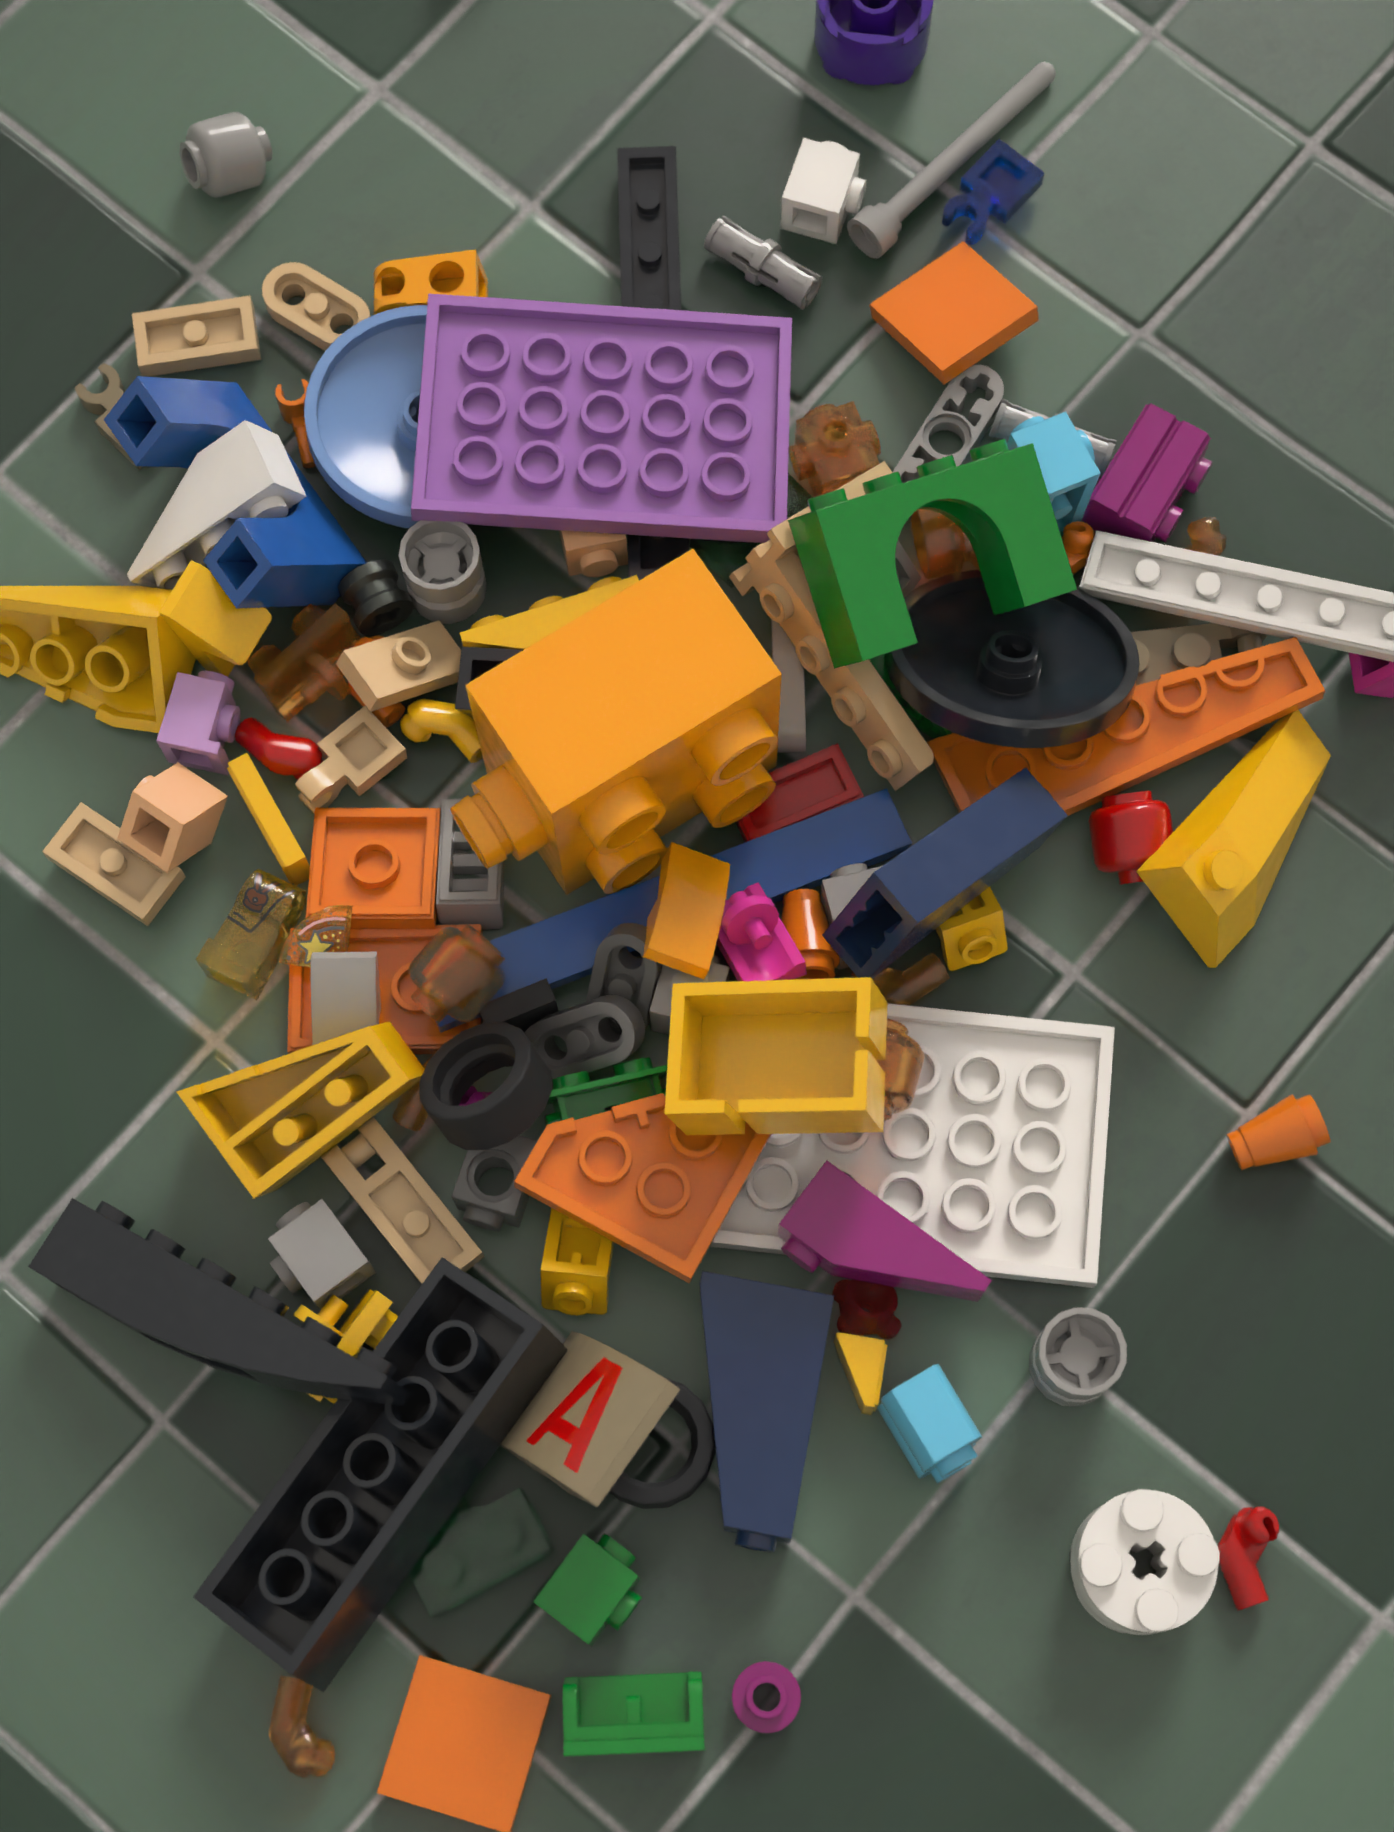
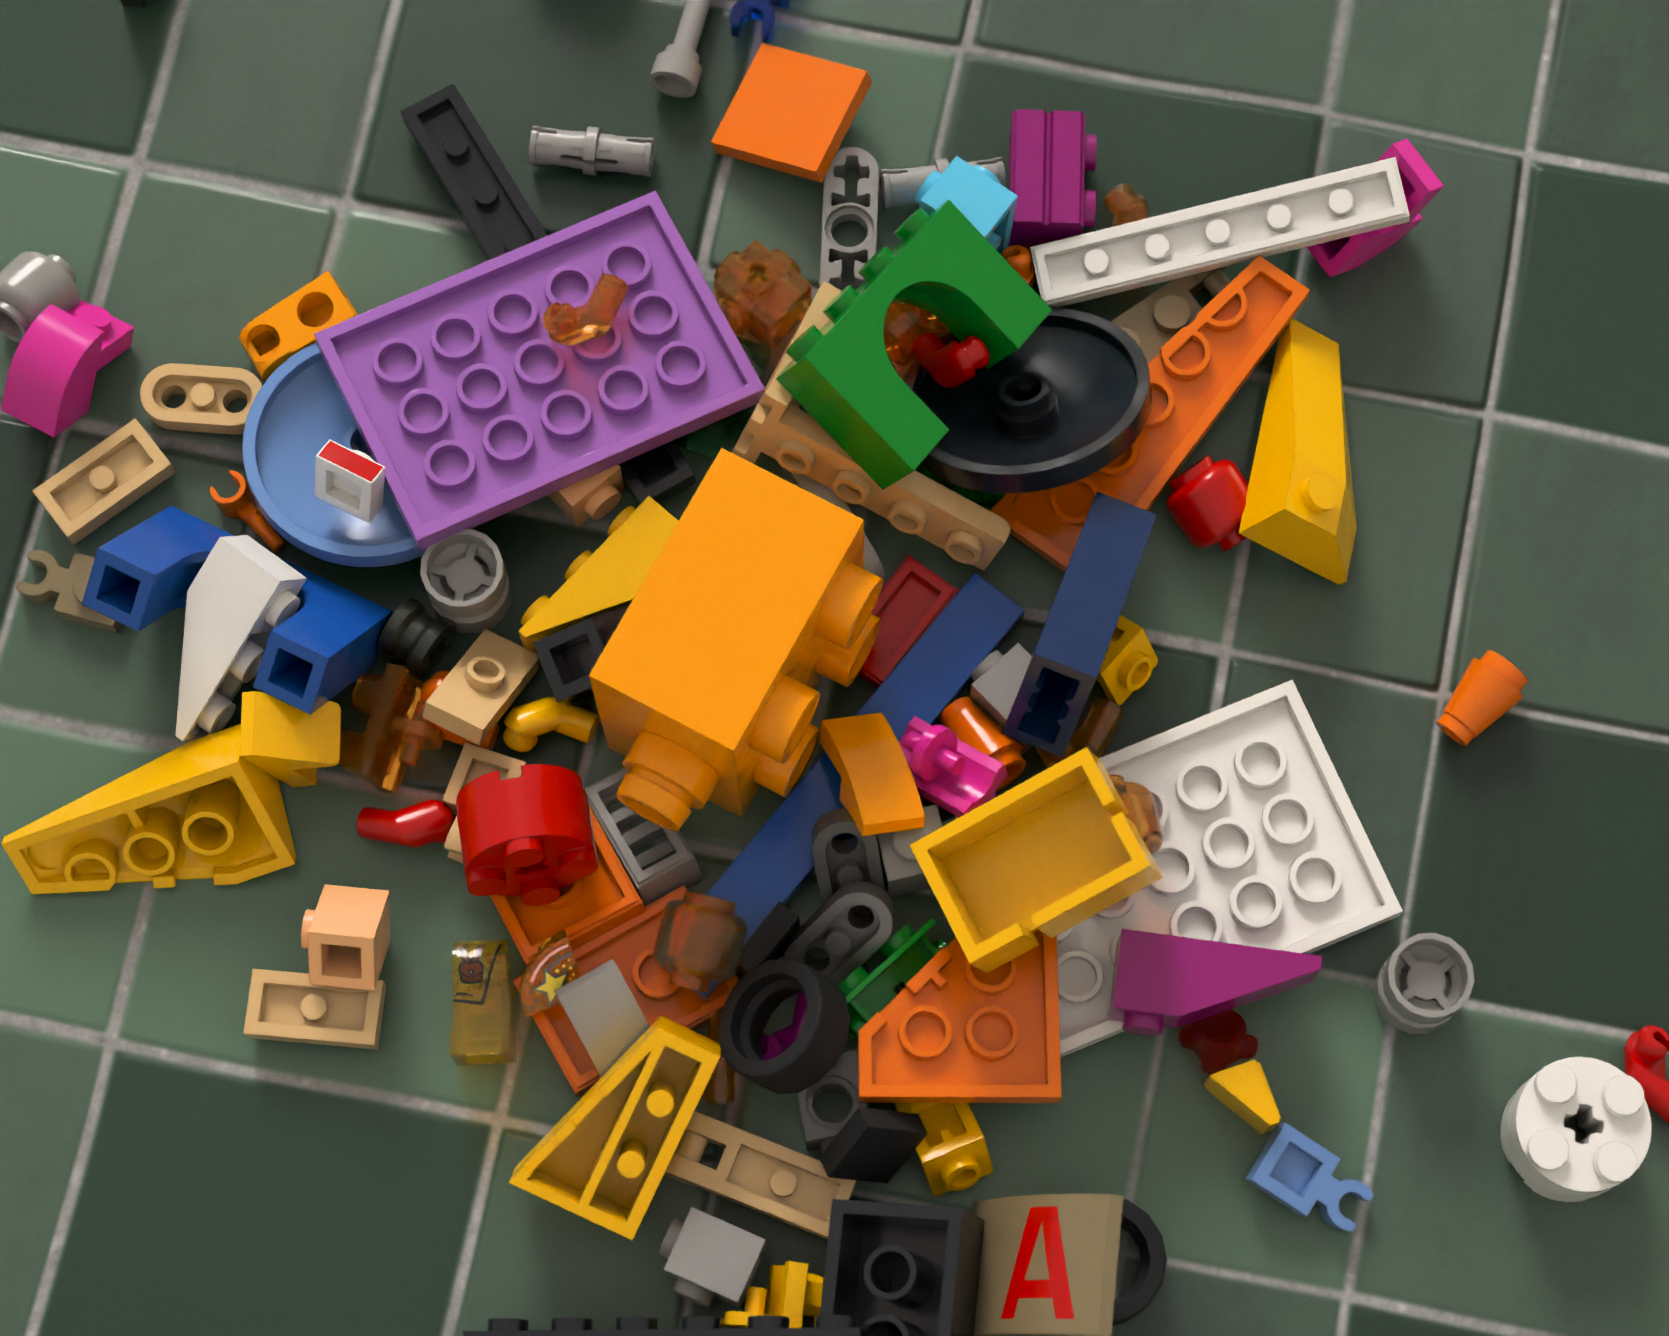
camera: 30 degrees left, 0 degrees up
(199, 721) = (321, 836): lavender brick -> none
(210, 217) = (58, 364): none -> dark pink brick
(269, 819) = (438, 892): yellow tile -> none
(361, 804) = (526, 833): none -> red brick
(385, 430) = (349, 480): none -> white plate
(507, 1231) = (873, 1145): none -> black piece
(665, 397) = (590, 321): none -> clear orange arm
(763, 1385) = (1172, 1161): dark blue slope -> none
(822, 190) = (610, 58): white brick -> none
(871, 1465) = (1299, 1175): none -> medium blue plate
(930, 1424) = (1338, 1110): medium azure brick -> none
(962, 591) = (950, 363): none -> red arm

